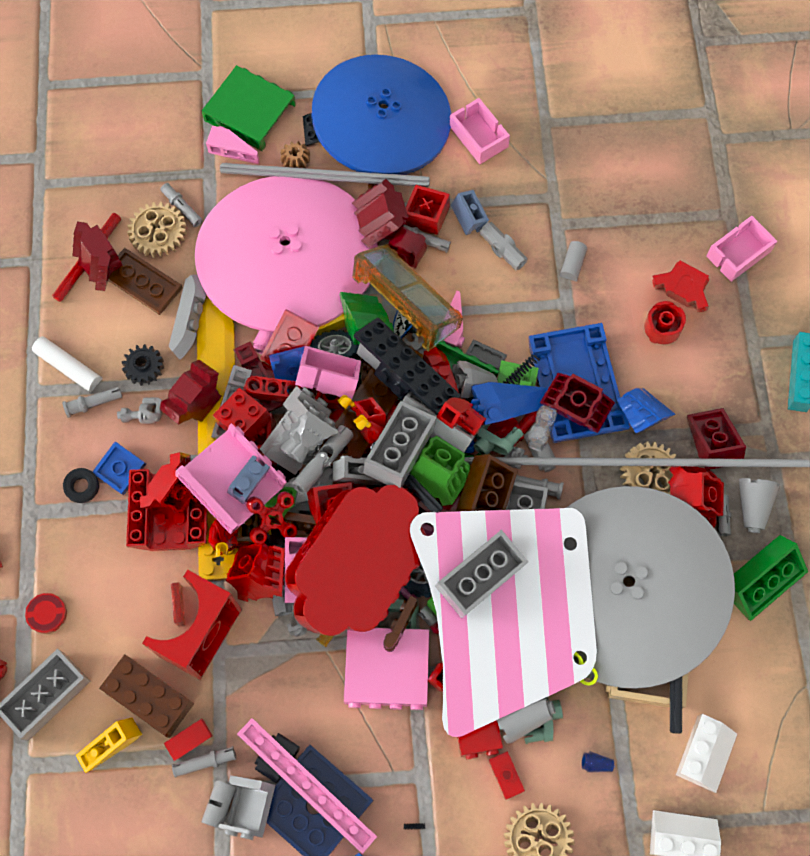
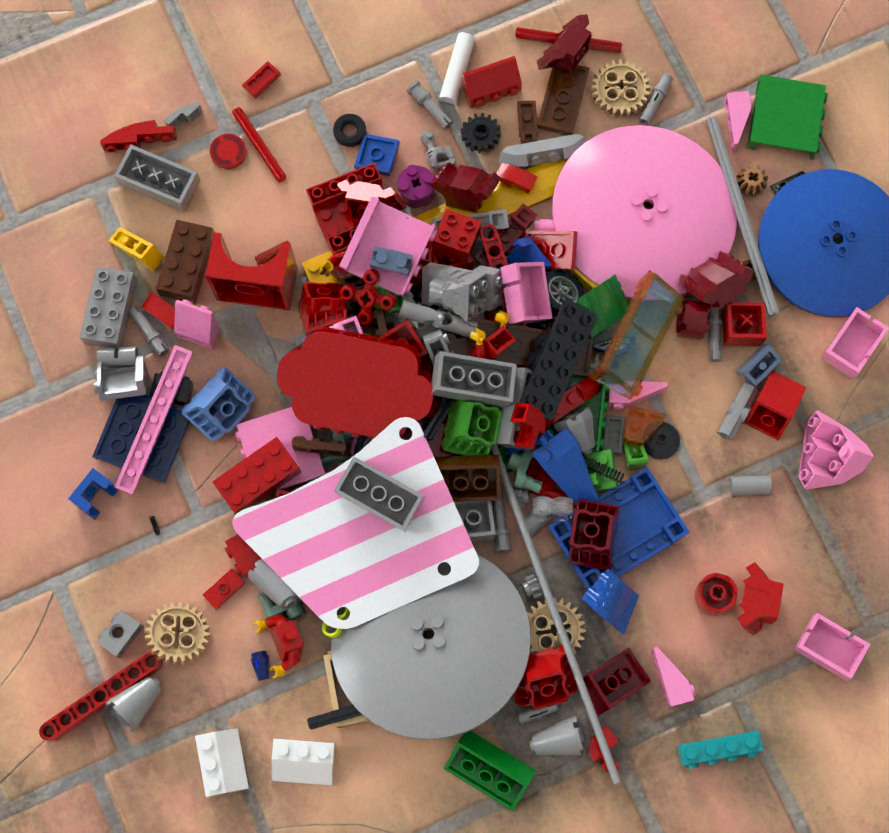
camera: 70 degrees right, 5 degrees up
(53, 579) = (259, 144): none -> red axle
(98, 335) = (492, 82): none -> red slope
(150, 320) = (527, 120): none -> reddish brown hinge
(161, 796) = (108, 307): none -> light grey brick
(163, 434) = (416, 177): none -> magenta brick
(203, 346) = (516, 176): none -> red slope
(221, 706) = (195, 324): none -> bright pink slope
(315, 712) = (219, 404): none -> medium blue slope
(409, 696) = (257, 476): none -> red brick
(486, 328) = (641, 425): none -> clear orange wing
(500, 326) = (663, 449): none -> black dish
(511, 212) = (775, 405): none -> red slope
(511, 343) = (634, 456): none -> bright green slope
(569, 187) = (830, 453): none -> bright pink brick
(582, 727) = (286, 641): none -> red torso
(605, 476) = (532, 587): none -> light grey gear
(736, 388) = (674, 683): none -> bright pink slope
(775, 474) = (594, 749): none -> red brick

